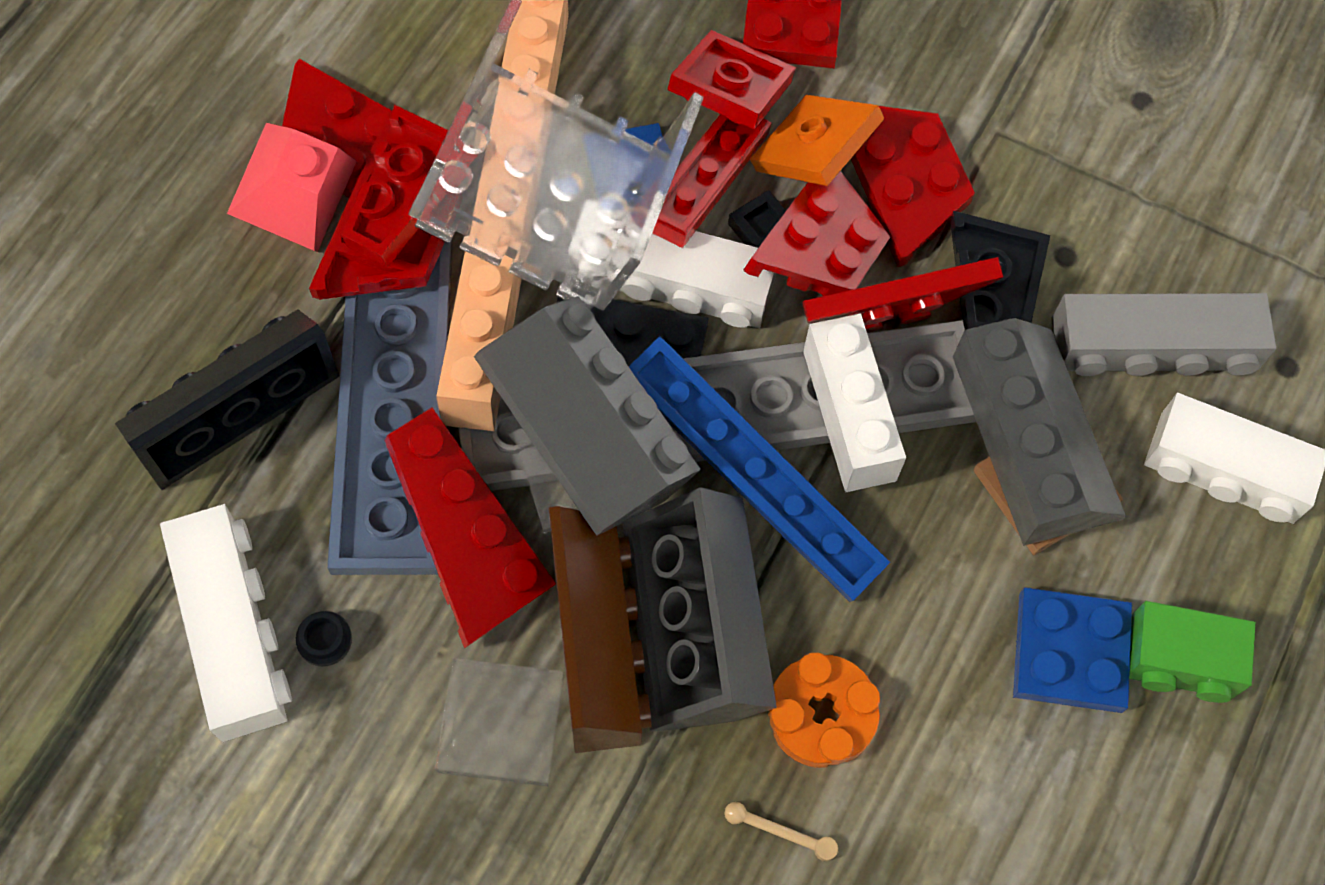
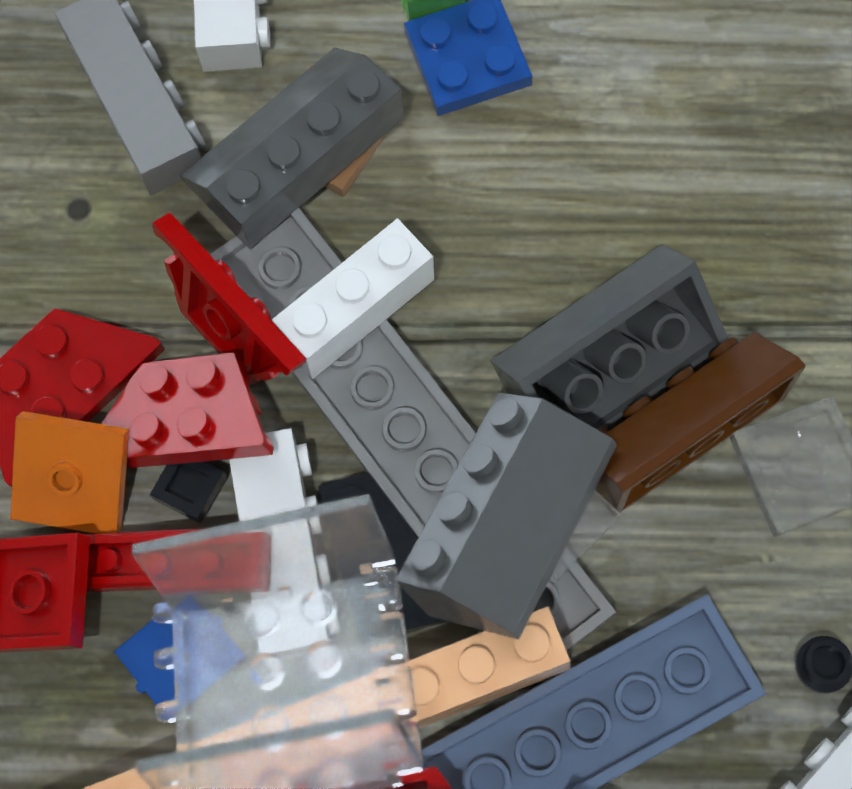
camera: 110 degrees left, 5 degrees up
(473, 542) = (659, 588): red wing -> none
(758, 471) = (458, 365): blue plate -> none
(824, 848) = (741, 169): tan hinge -> none
(854, 700) = (637, 188): orange plate -> none
(1021, 262) = (126, 258): black wing -> none

